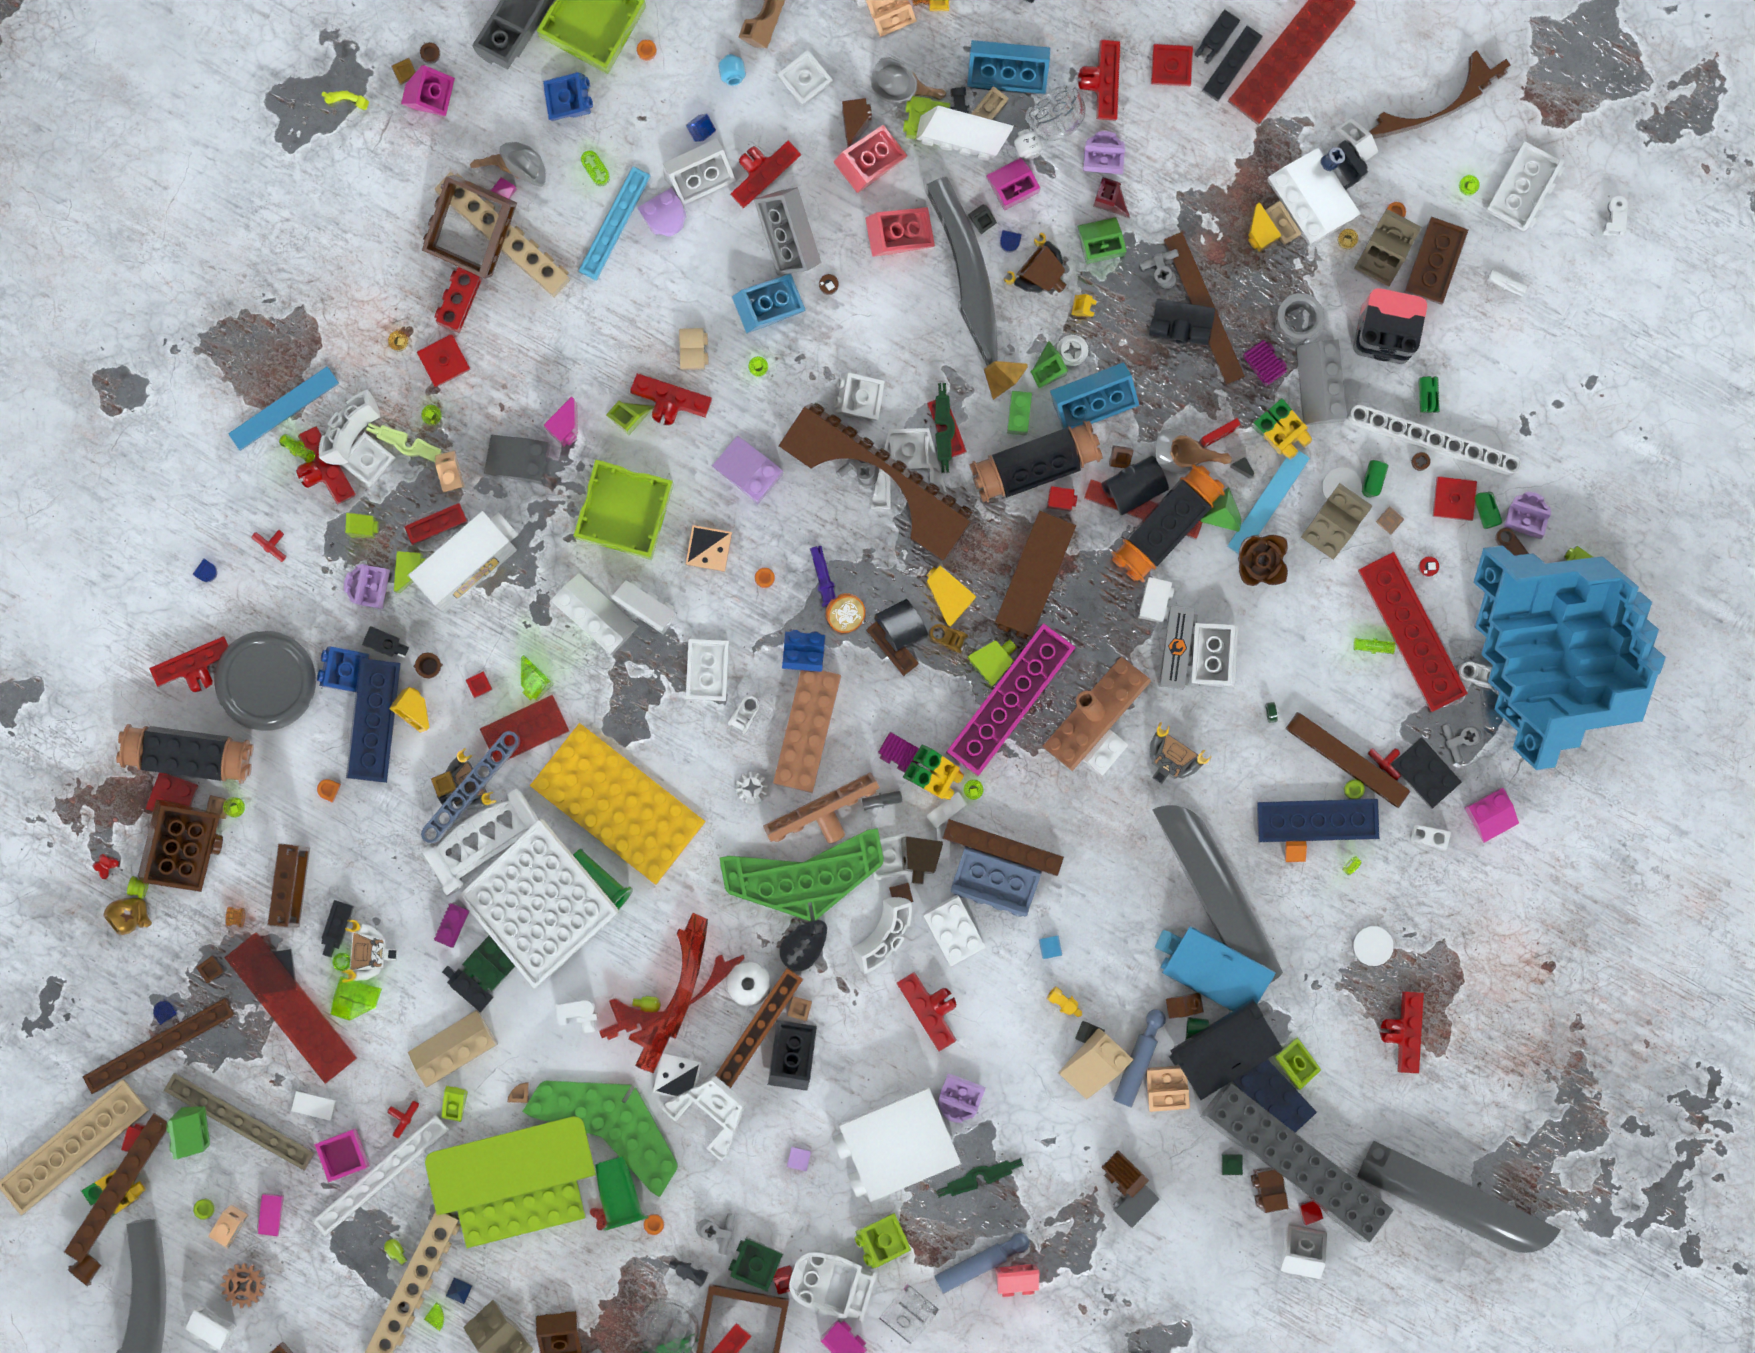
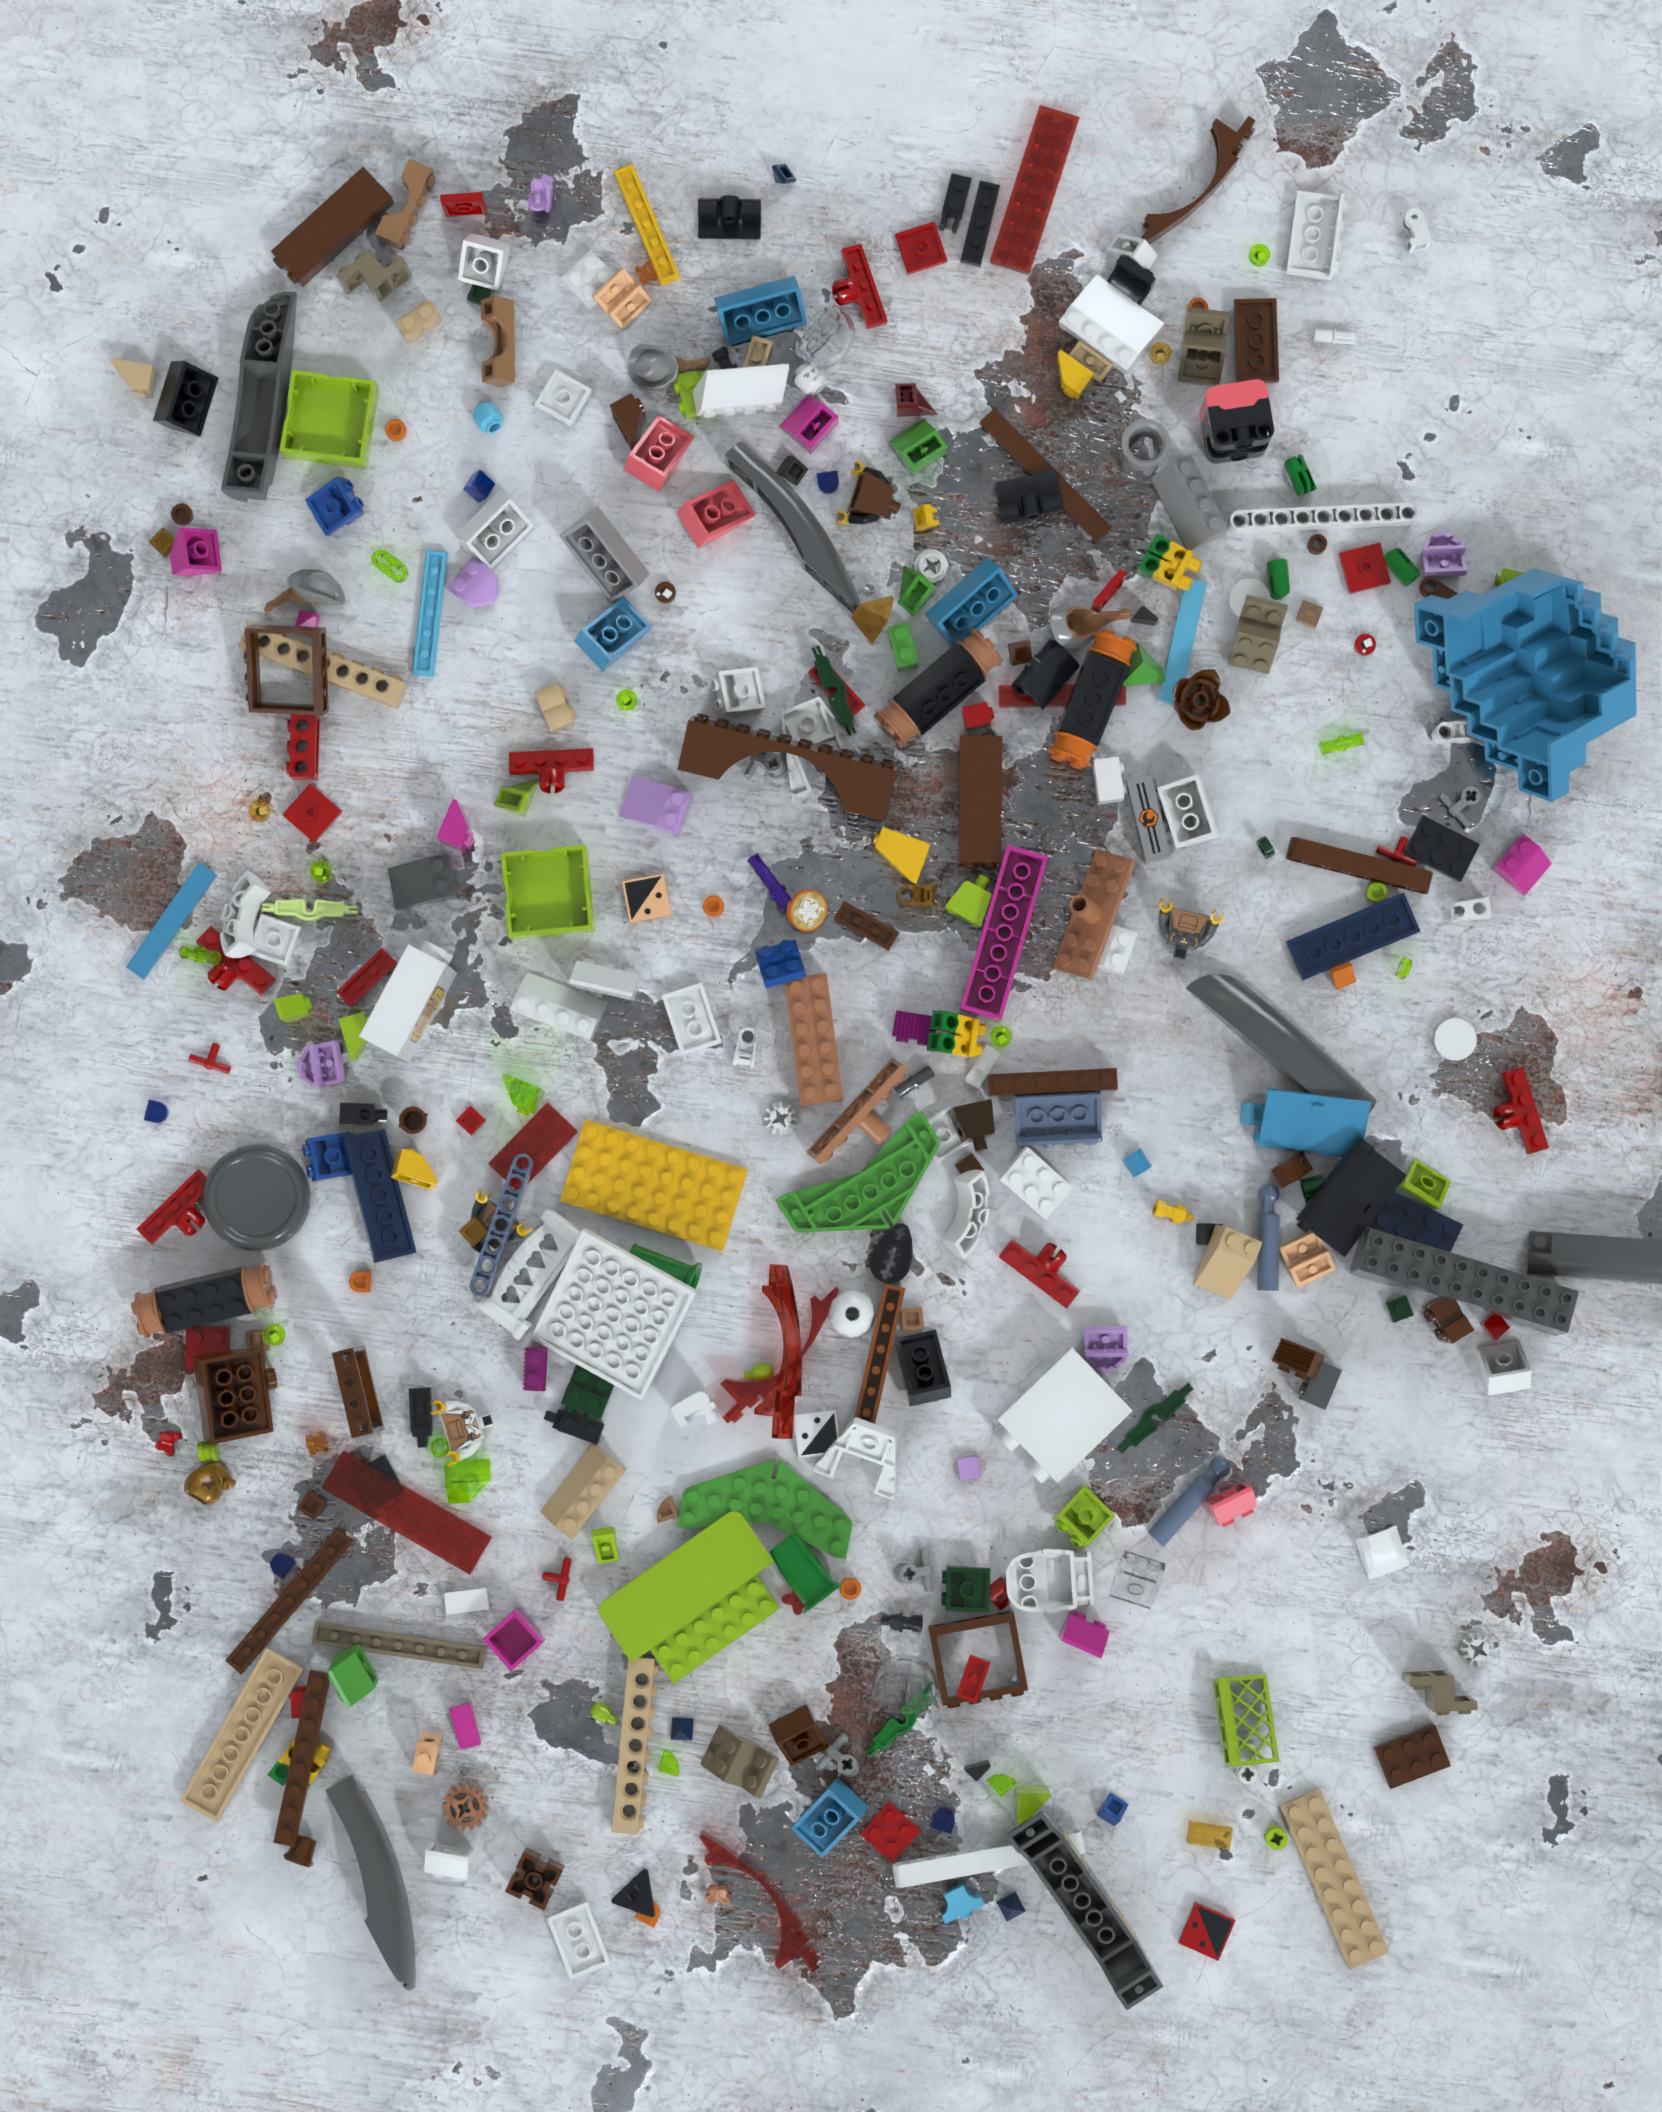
camera: 10 degrees left, 0 degrees up
(204, 1209) = (397, 1745): lime tile -> none
(333, 97) = (101, 595): neon yellow piece -> none
(380, 1175) = (559, 1644): white tile -> none
(449, 471) = (360, 920): light nougat torso -> none
(762, 171) = (556, 505): red plate -> none
(901, 625) = (867, 900): black slope -> none
(1104, 153) = (888, 360): lavender slope -> none
(1159, 260) = (989, 452): light grey piece -> none
(1265, 362) = (1126, 505): magenta brick -> none
(1336, 159) = (1120, 276): dark blue bush -> none
(1412, 631) = (1374, 715): red plate -> none

